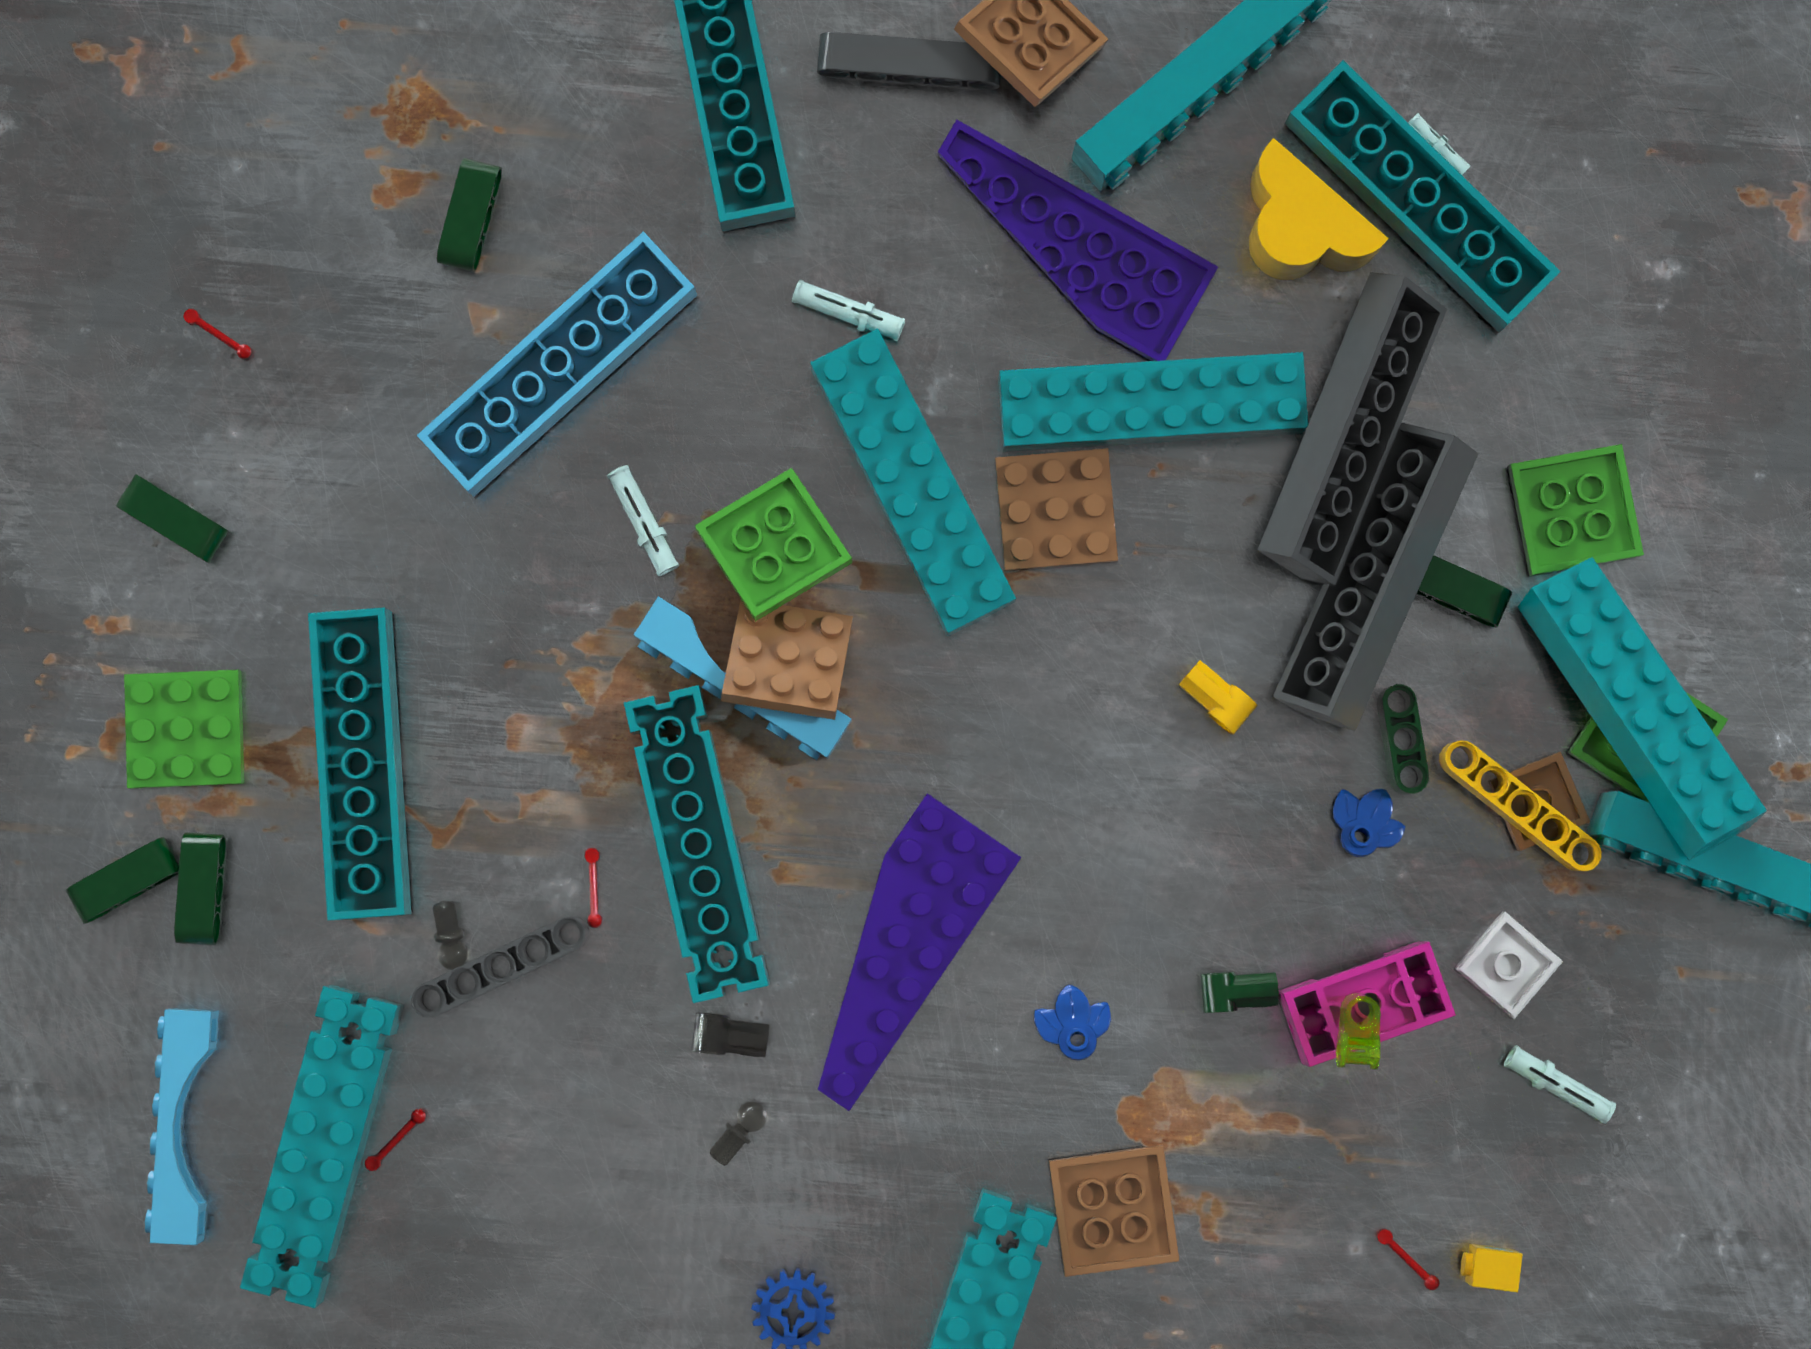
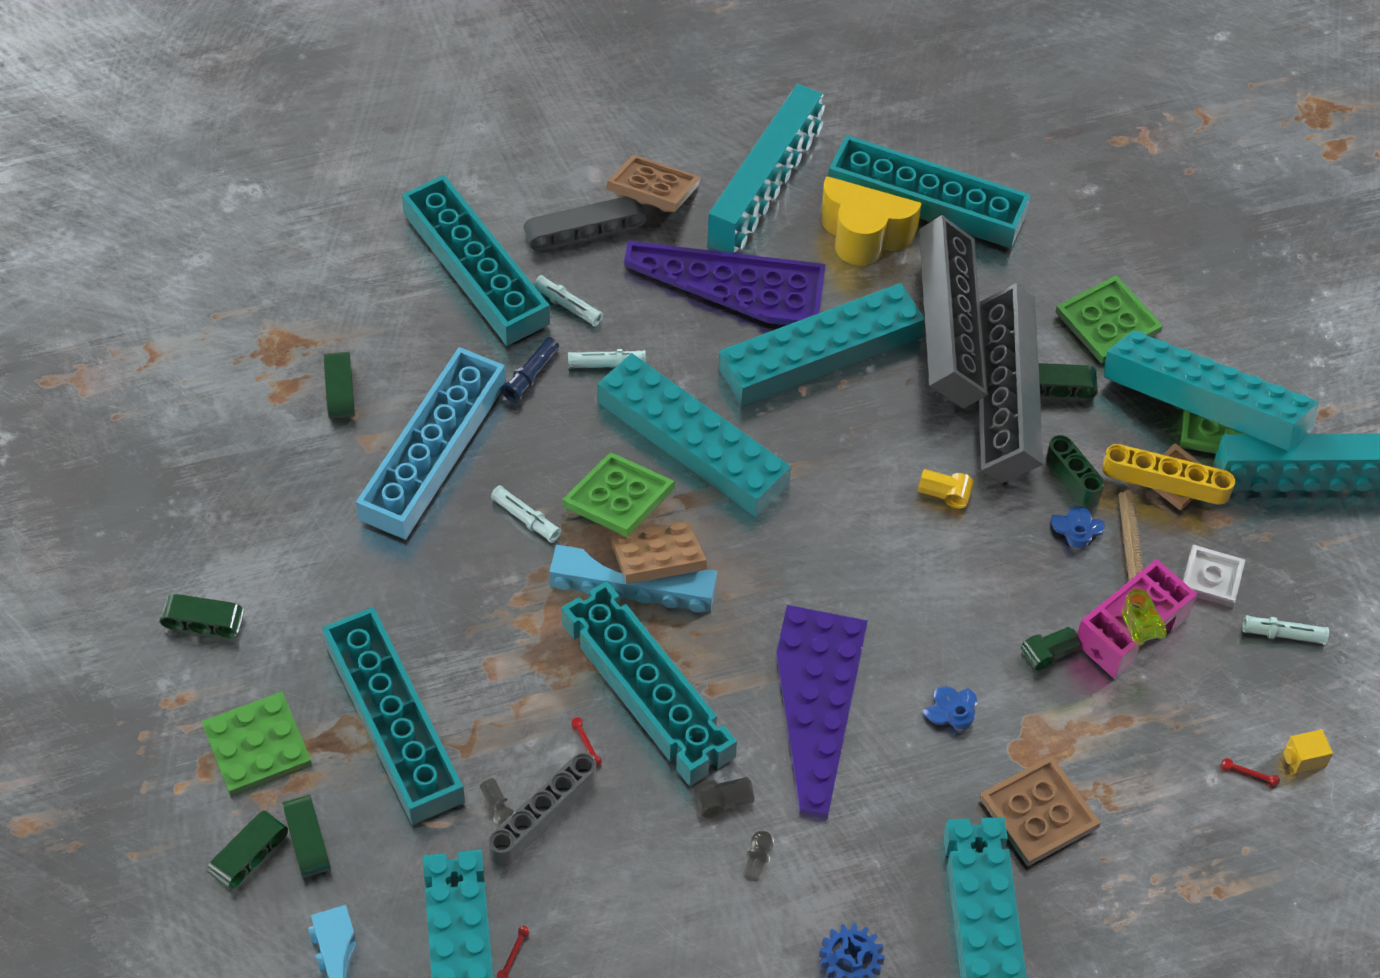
camera: 20 degrees left, 30 degrees down
(192, 317) = (173, 502): red hinge -> none
(725, 295) = (524, 376): none -> dark blue pin
(826, 176) = (590, 314): none -> light aqua pin
(1056, 509) = (791, 422): medium nougat plate -> none
(1427, 869) = (1130, 533): none -> tan axle

